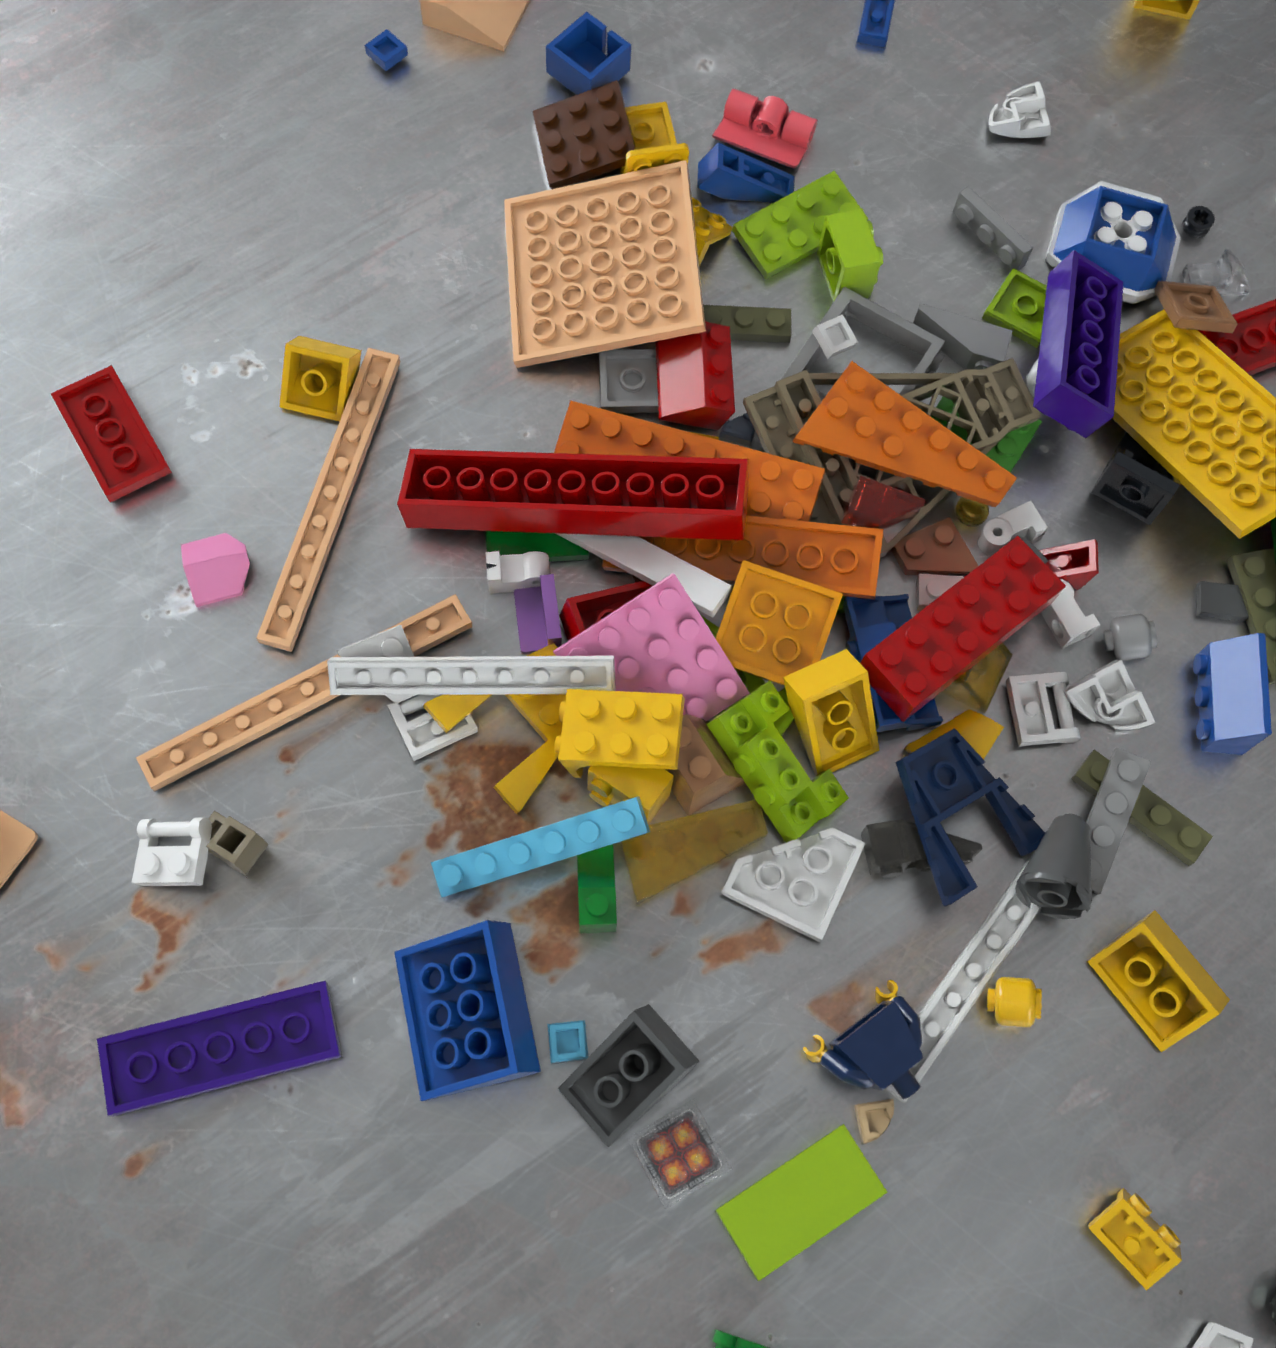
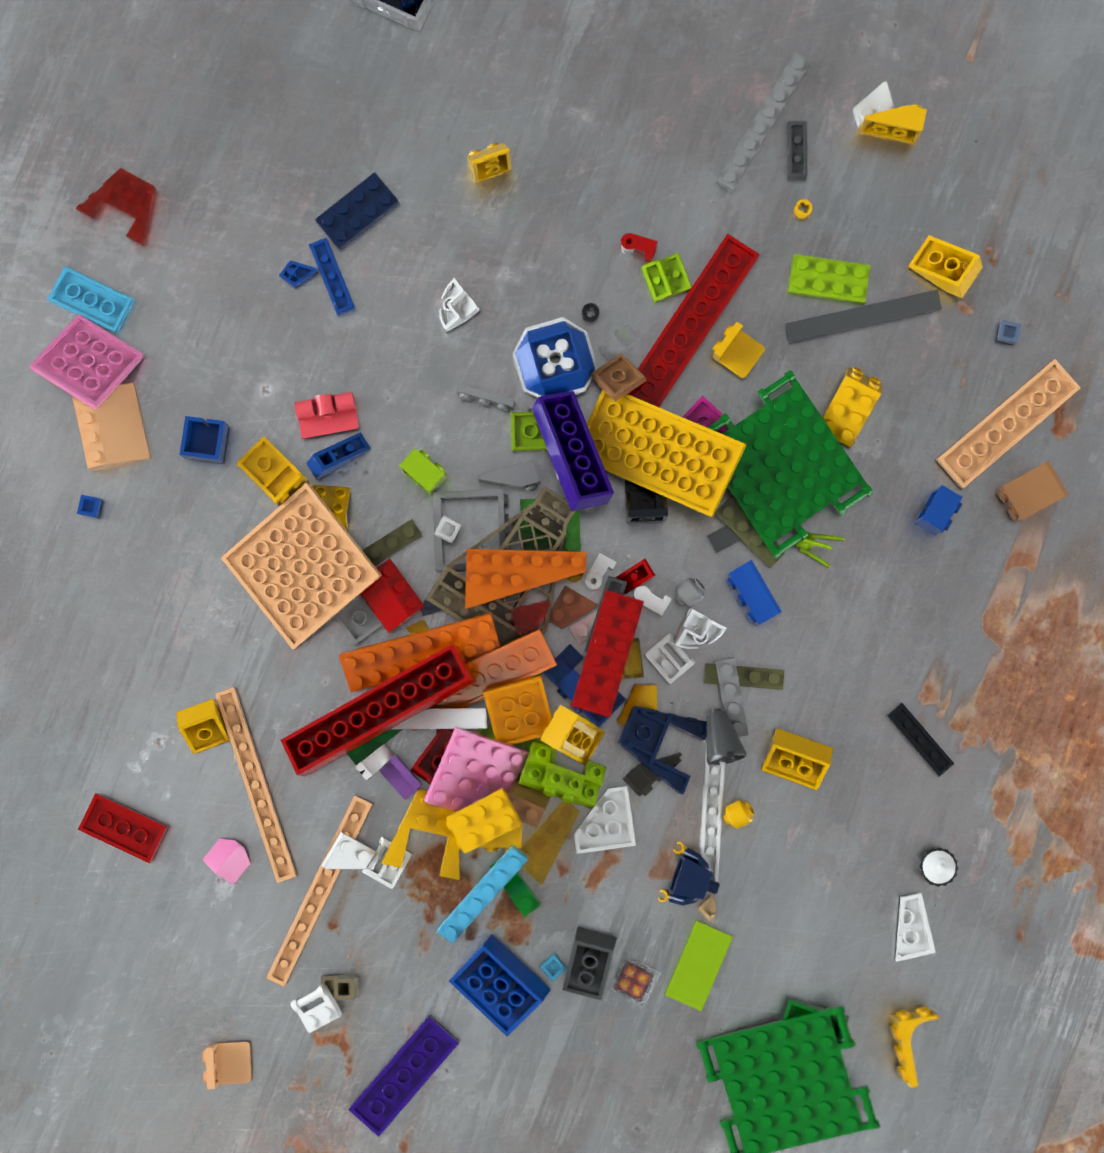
camera: 25 degrees left, 15 degrees up
(469, 675) = (395, 837): white tile -> none
(584, 135) = (235, 489): reddish brown plate -> none
(793, 225) = (382, 461): lime plate -> none
(1137, 1238) = (850, 882): yellow bracket -> none

